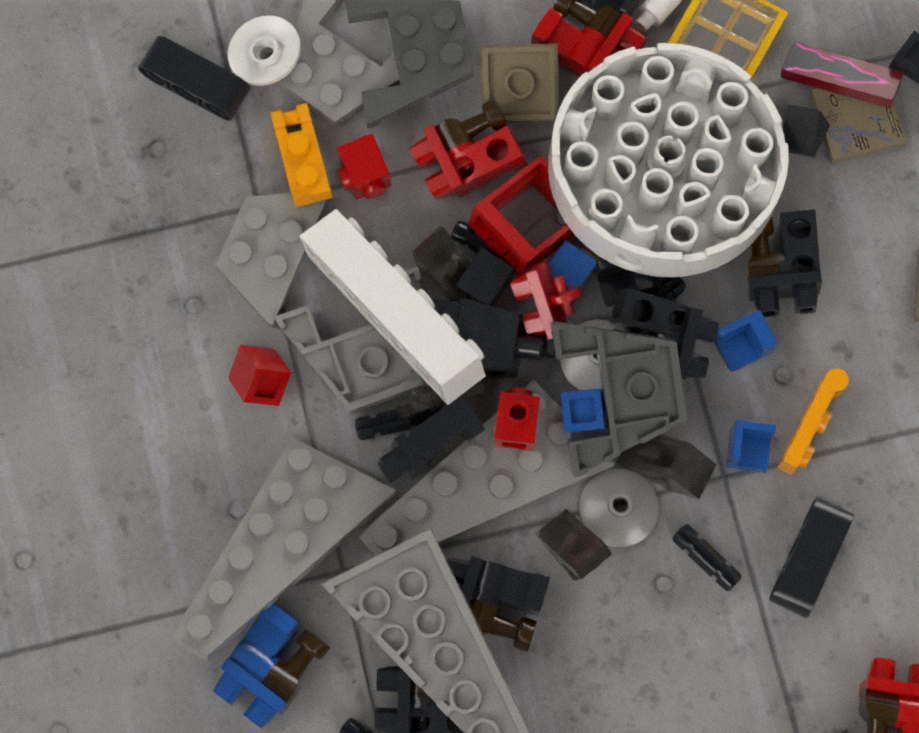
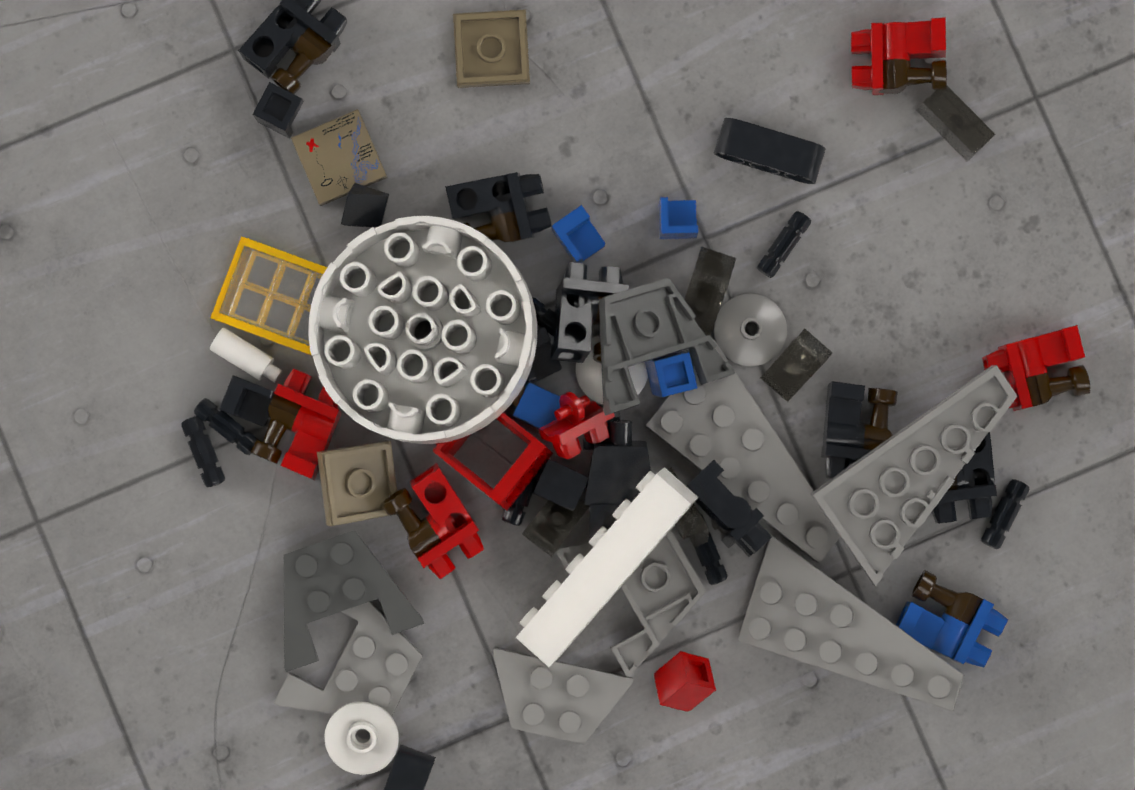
camera: 100 degrees left, 10 degrees up
(301, 156) = (463, 682): light orange plate -> none
(363, 168) = (467, 619): red brick -> none
(517, 419) = (693, 433): red brick -> none
(814, 420) = (643, 164): light orange plate -> none
(842, 75) = (301, 177): tile -> none

